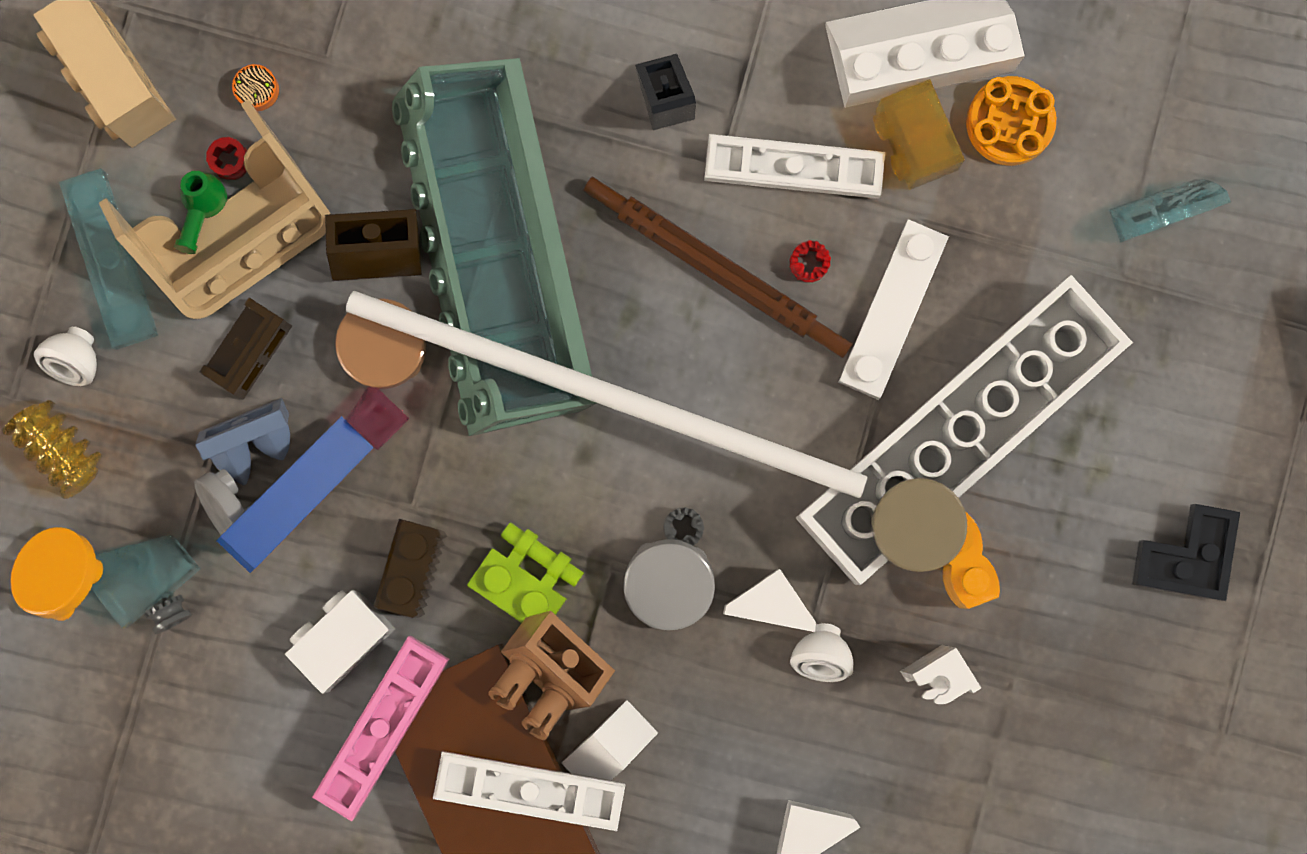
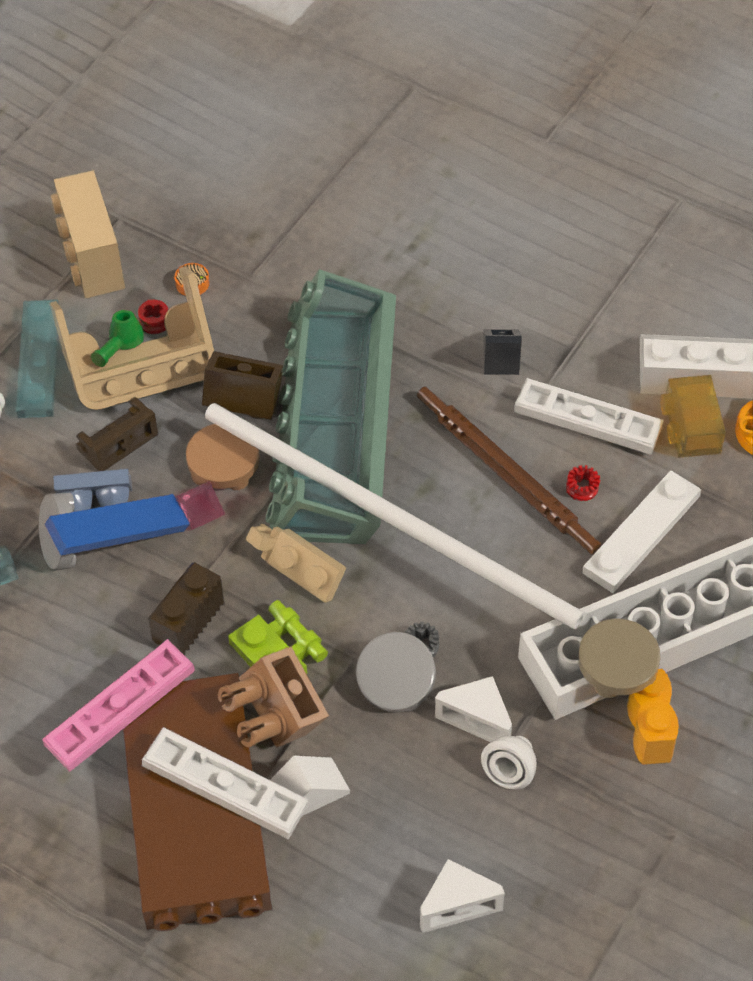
camera: 15 degrees right, 30 degrees down
(338, 640) = (108, 647): white brick -> none
(513, 465) = (298, 560): none -> tan hinge
(944, 672) = (610, 785): white hinge -> none

